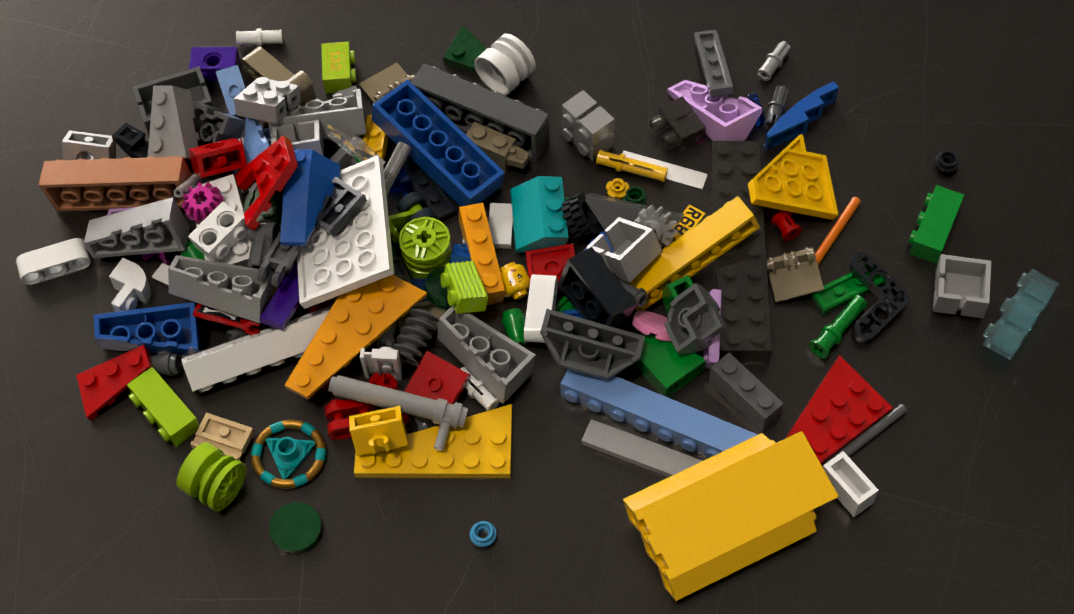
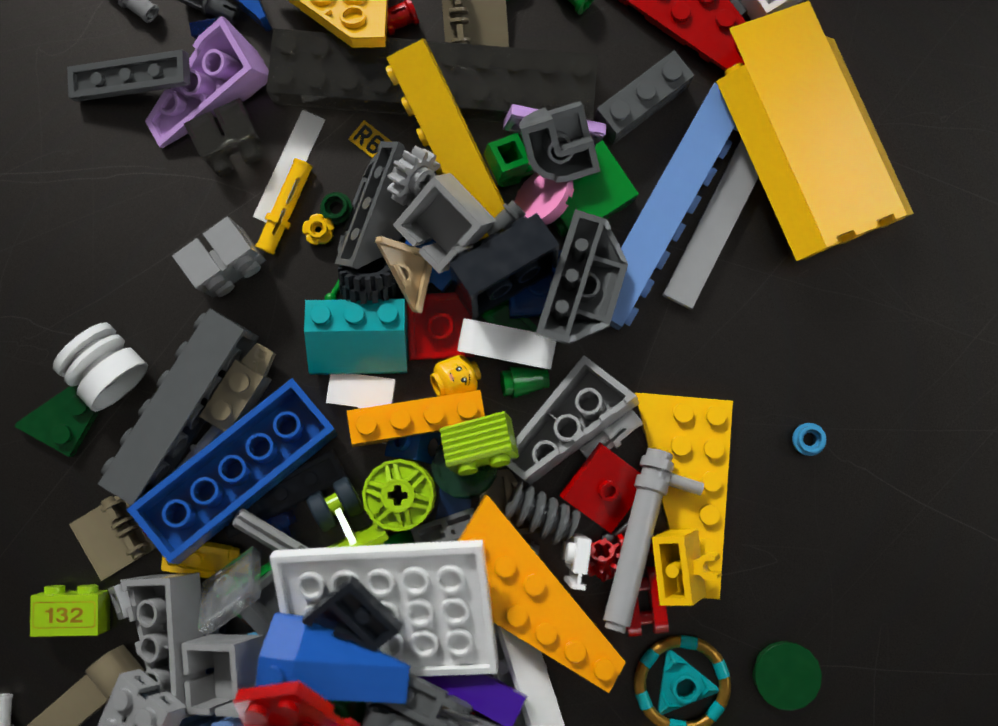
camera: 85 degrees left, 25 degrees up
(588, 232) = (409, 270): none -> tan tile

